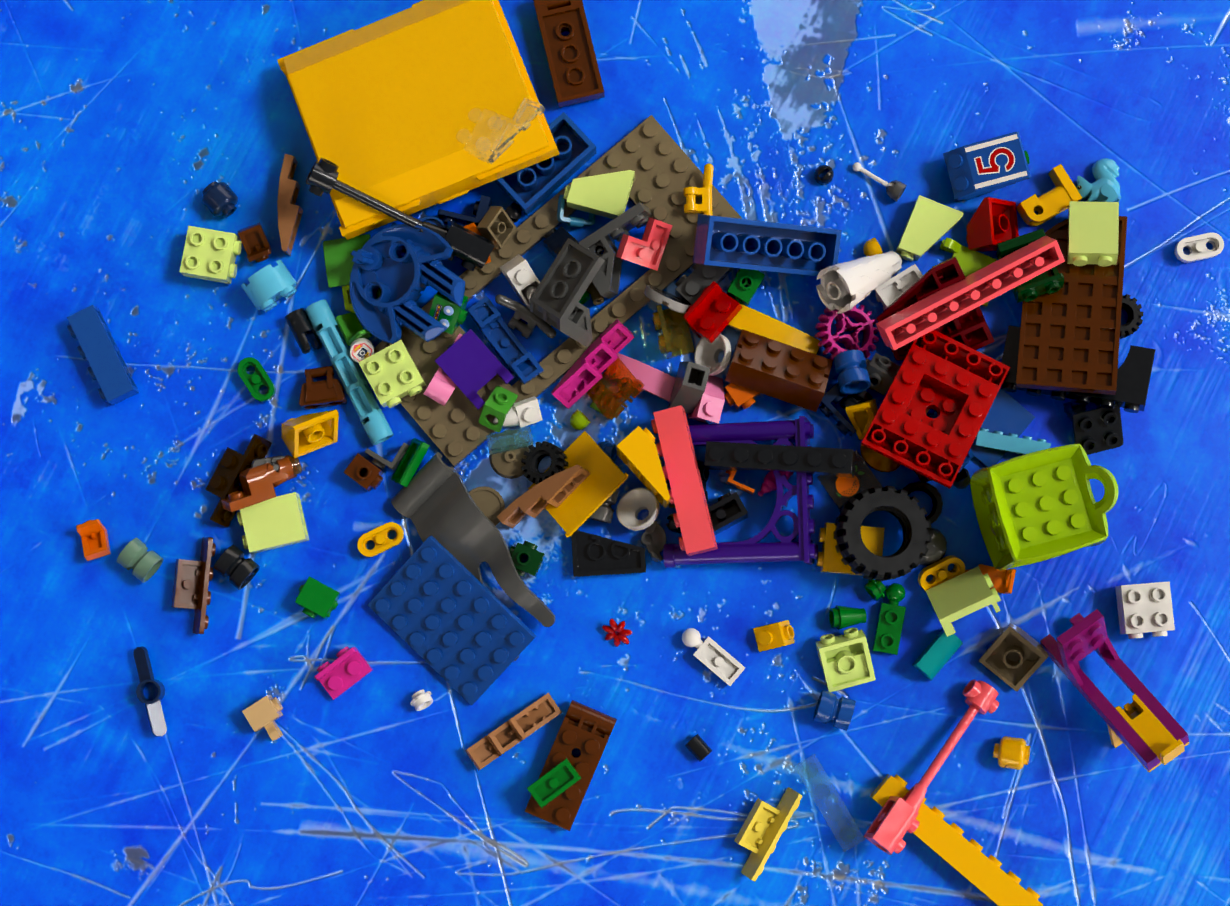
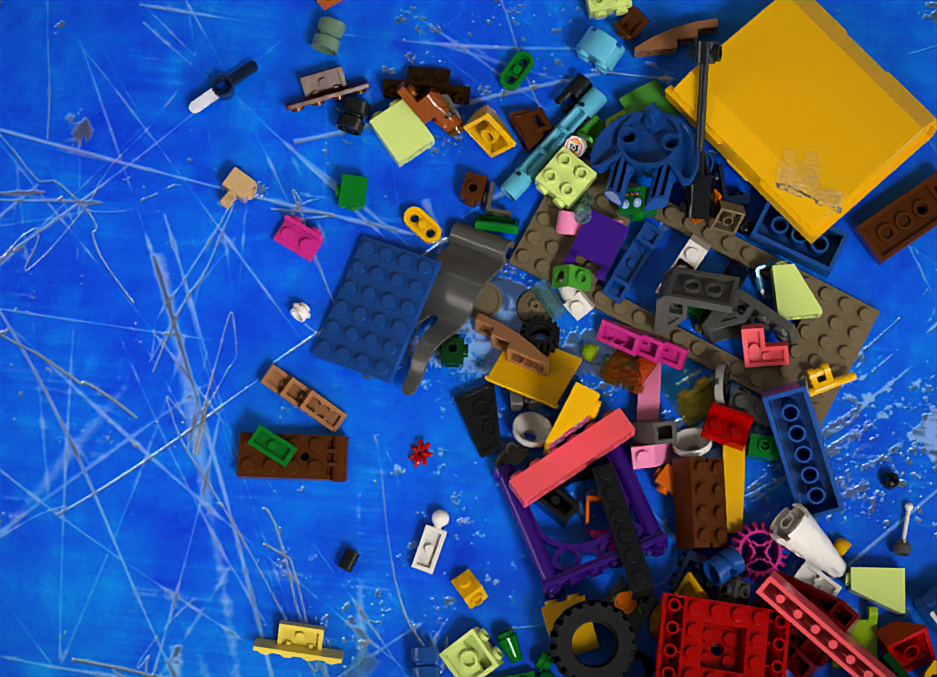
camera: 65 degrees right, 5 degrees down
(435, 369) = (583, 212): none -> clear light blue piece
(524, 313) = (661, 267): dark grey piece -> none

